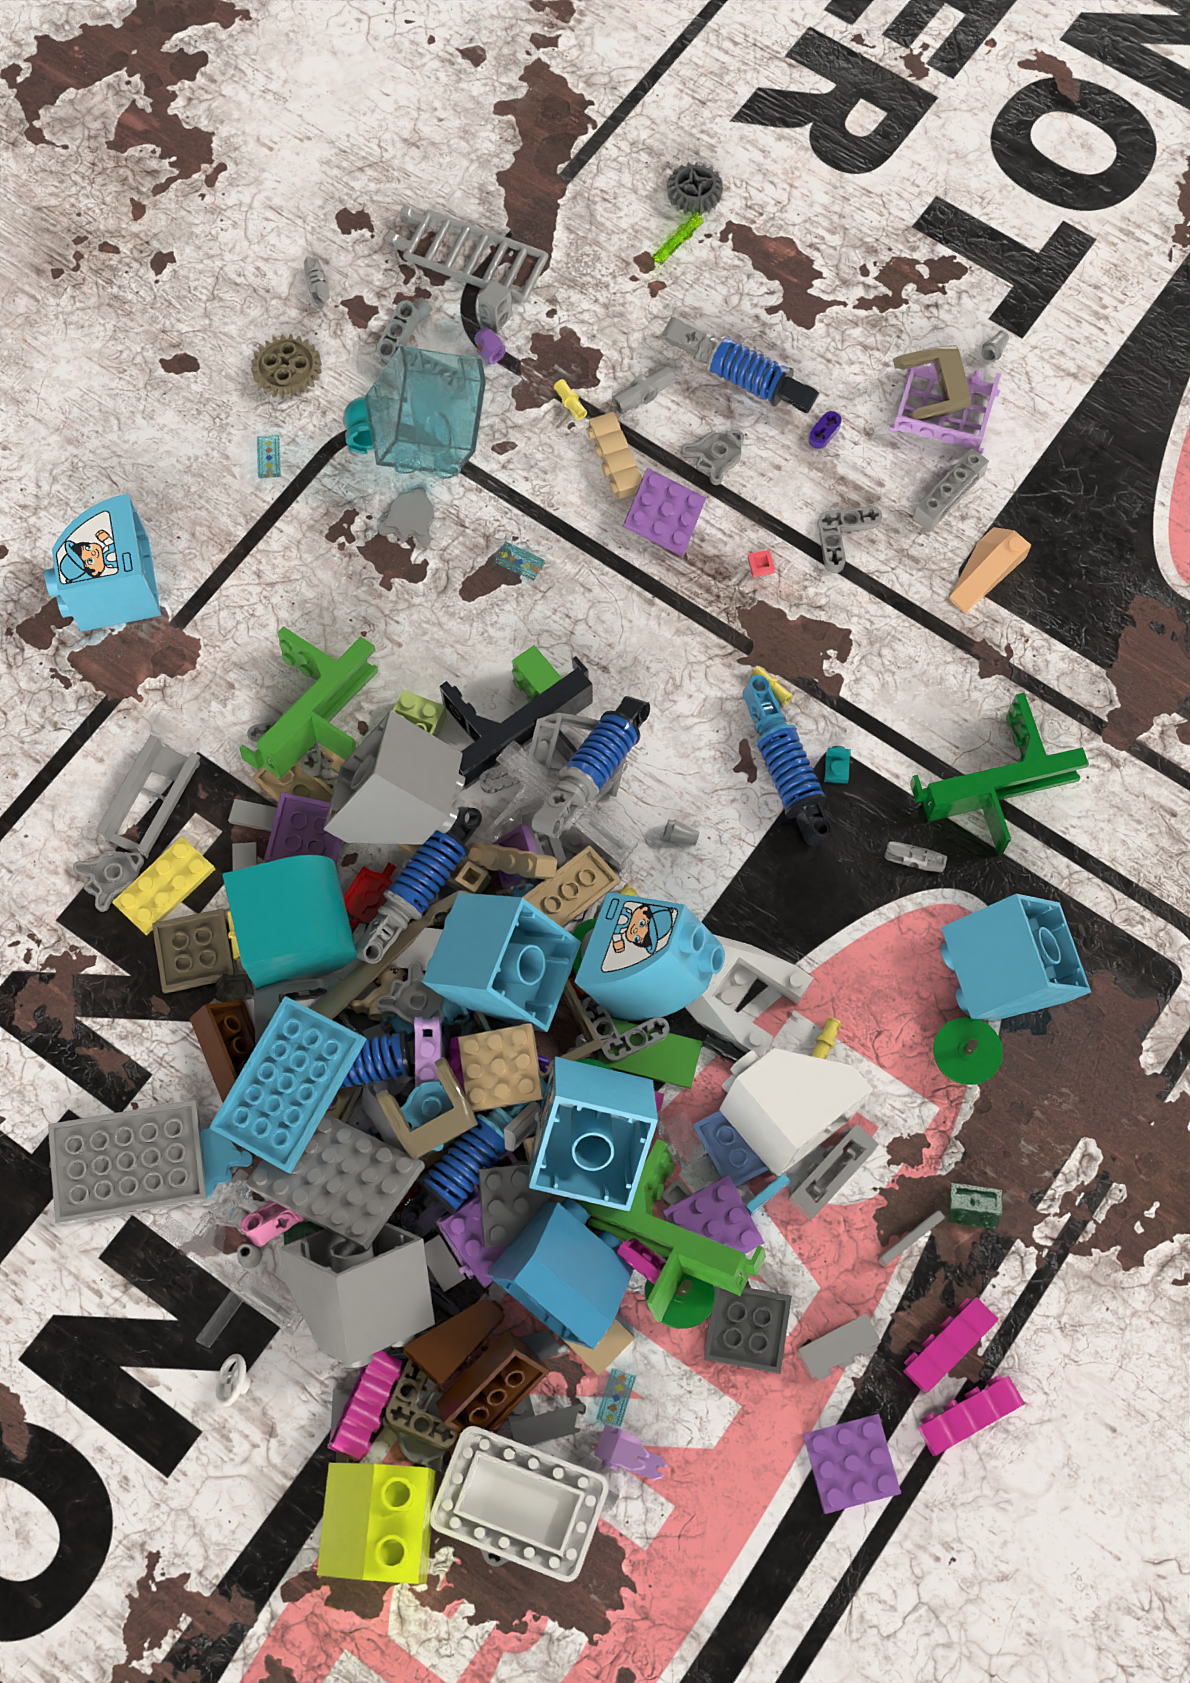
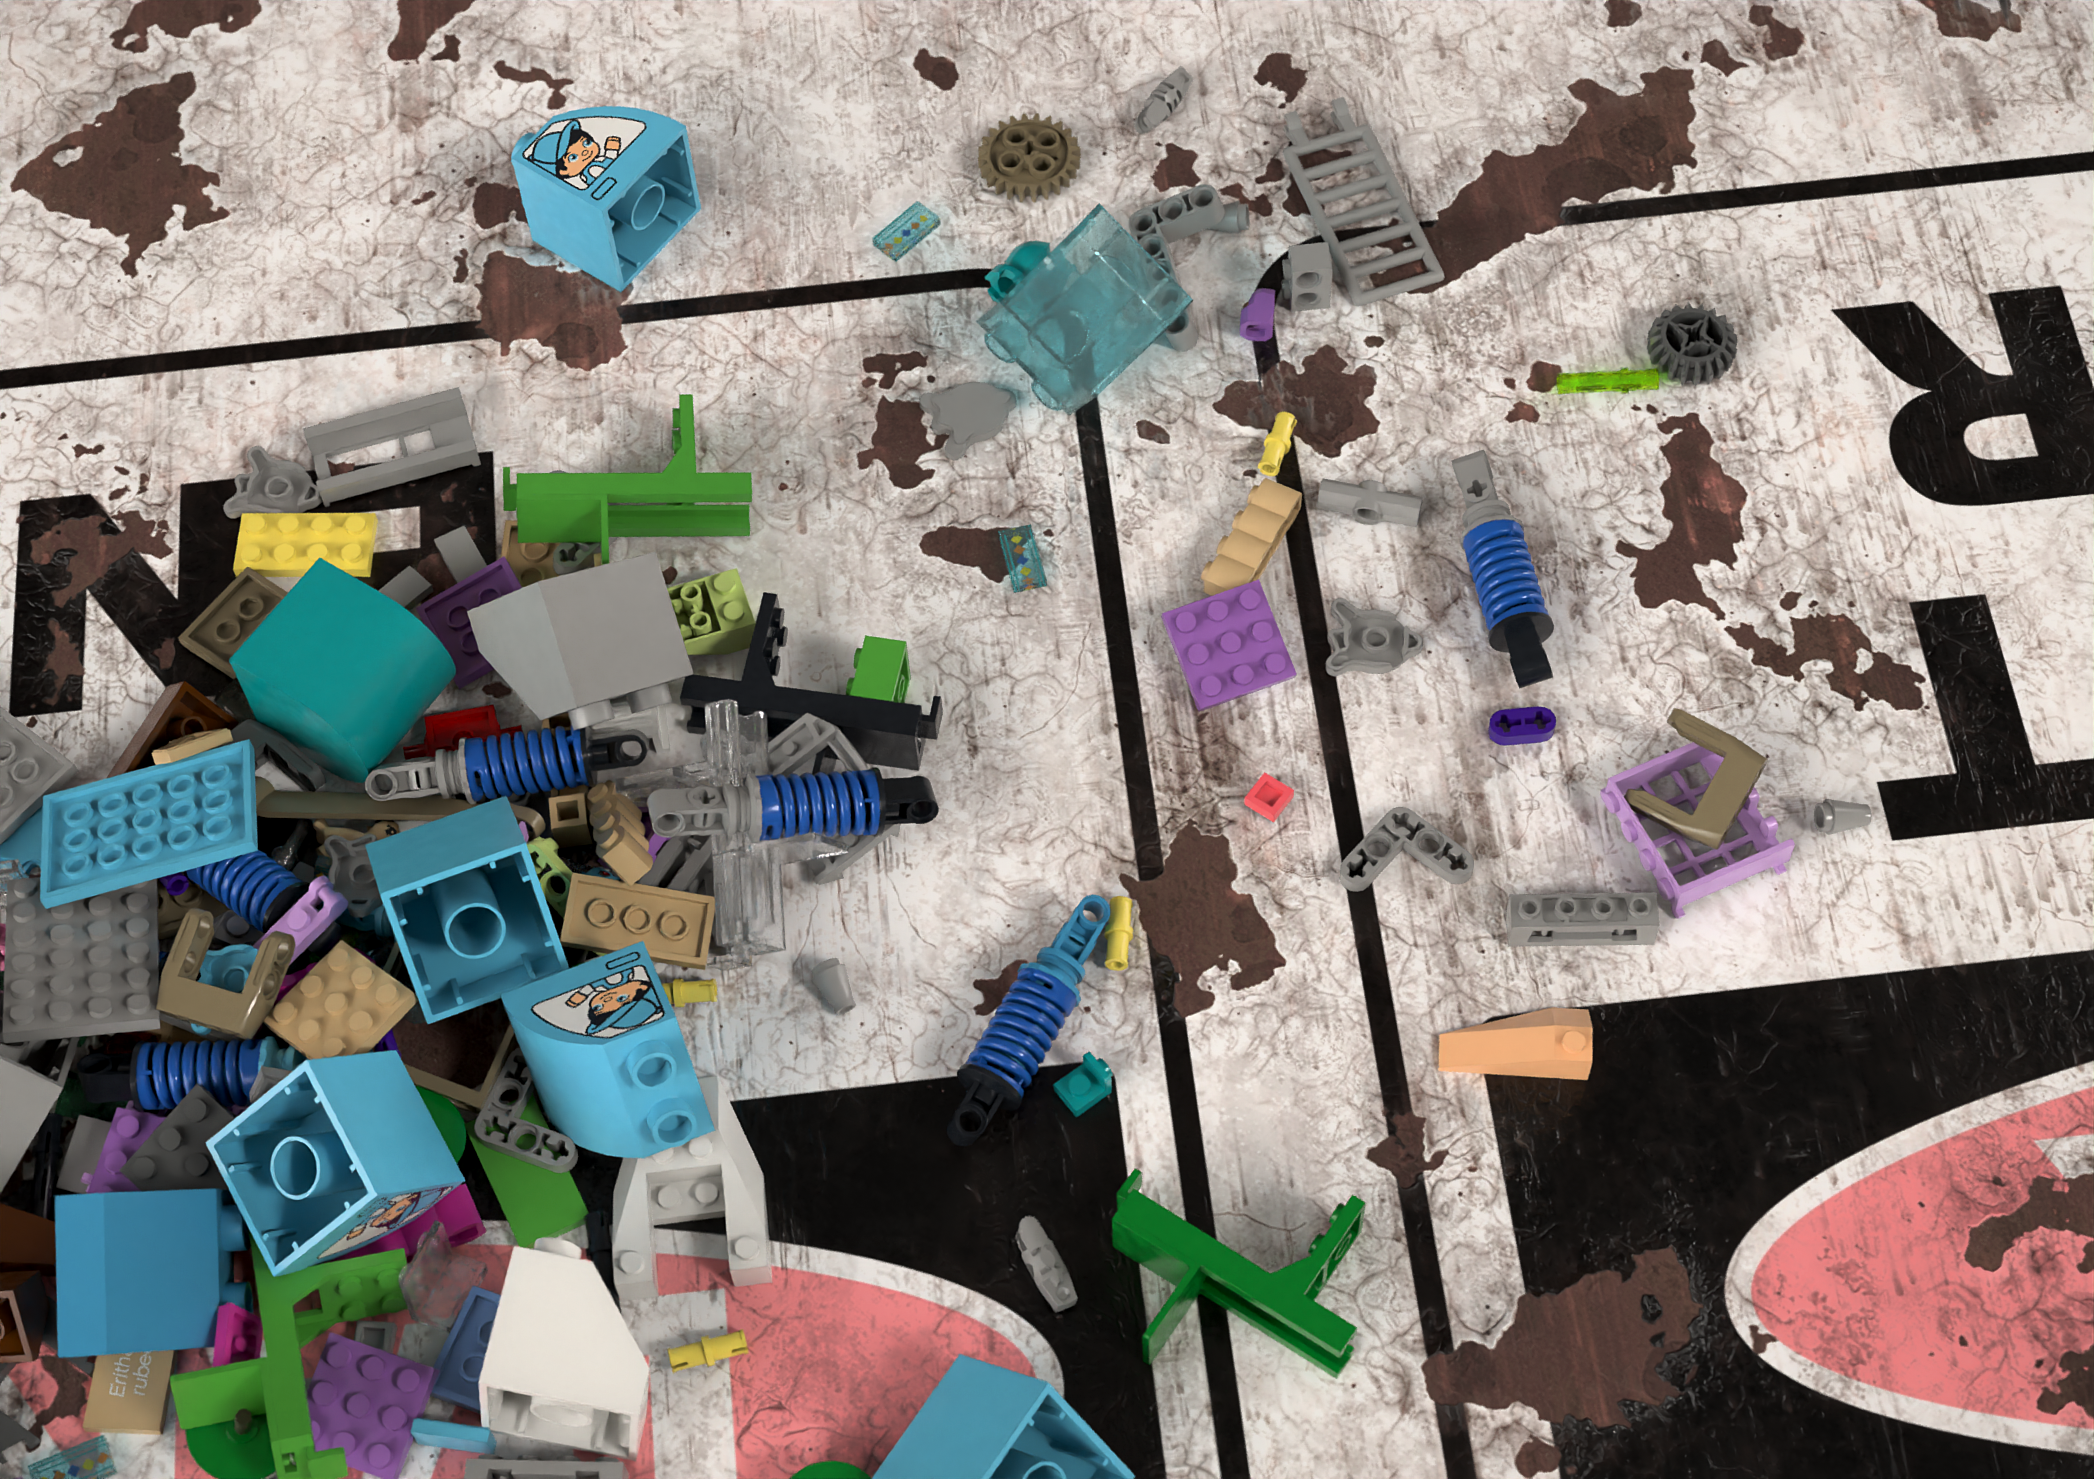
camera: 50 degrees right, 10 degrees down
(252, 1029) = (191, 745): none -> tan tile

